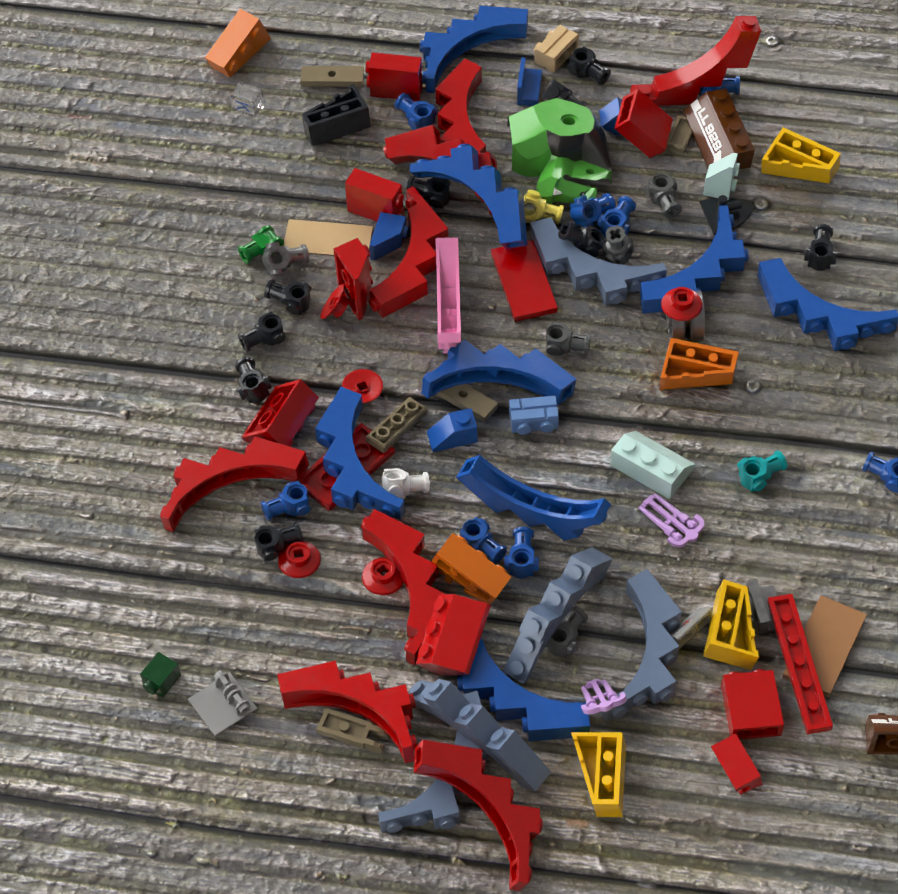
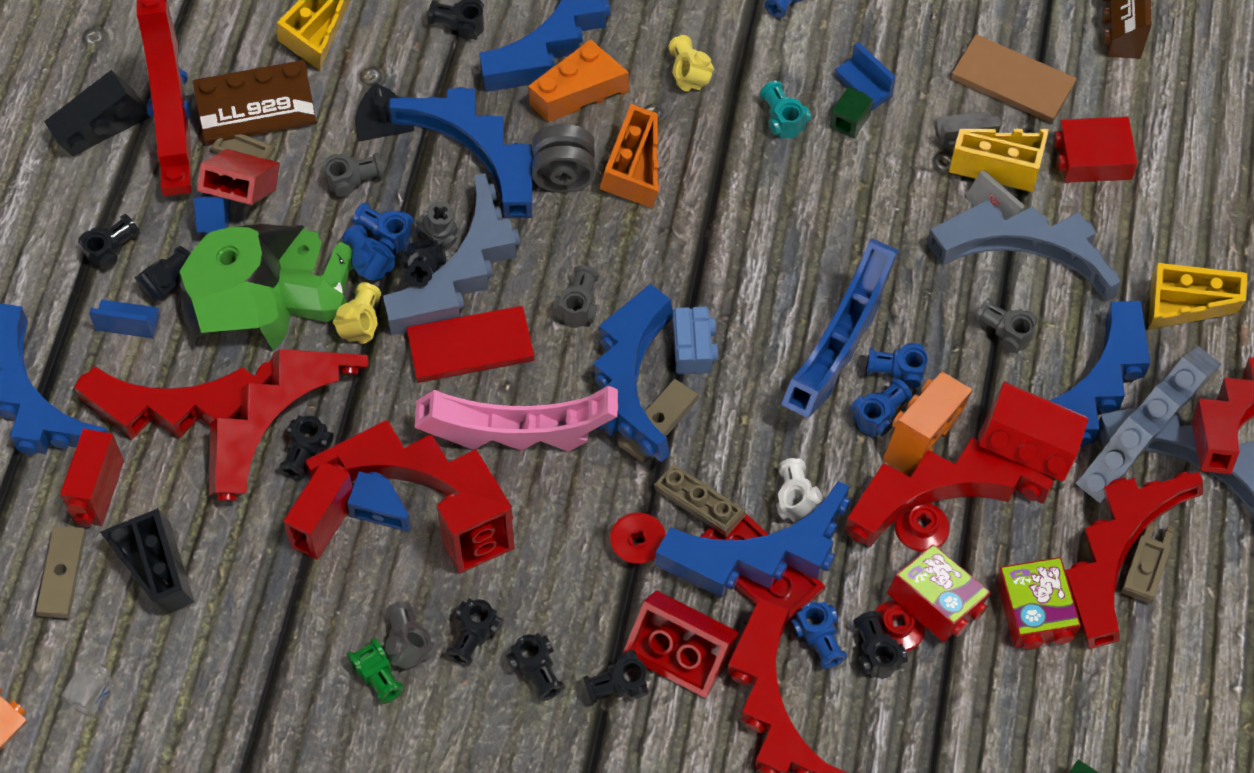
camera: 90 degrees left, 5 degrees up
(222, 703) = (1117, 714): light grey hinge -> none
(312, 644) = (1038, 603): none -> brick
(316, 575) = (939, 593): none -> brick
(324, 236) = (364, 586): tan sticker -> none
(335, 304) = (490, 579): red piece -> none
(419, 112) = (154, 461): blue connector -> none
(453, 431) = (714, 432): blue slope -> none
(505, 205) = (302, 383): blue arch -> none
(542, 620) = (987, 309): sand blue arch -> none
(556, 48) = (66, 278): tan brick -> none
(592, 706) = (1131, 290): lavender piece -> none
(650, 463) = (769, 219): light aqua slope -> none
(678, 541) = (871, 189): lavender piece -> none
(681, 310) = (566, 154): red piece -> none
(688, 38) = (97, 114): none -> black wedge
(721, 177) = (338, 102): light aqua slope -> none
(737, 764) = (1169, 169): red hinge -> none
(766, 518) = (851, 112): none -> dark green brick
(767, 326) = (577, 80): none -> orange wedge
(797, 400) = (691, 67): none -> light yellow connector
(799, 664) = (1047, 96): red plate -> none
(804, 530) = (867, 75): none -> blue panel

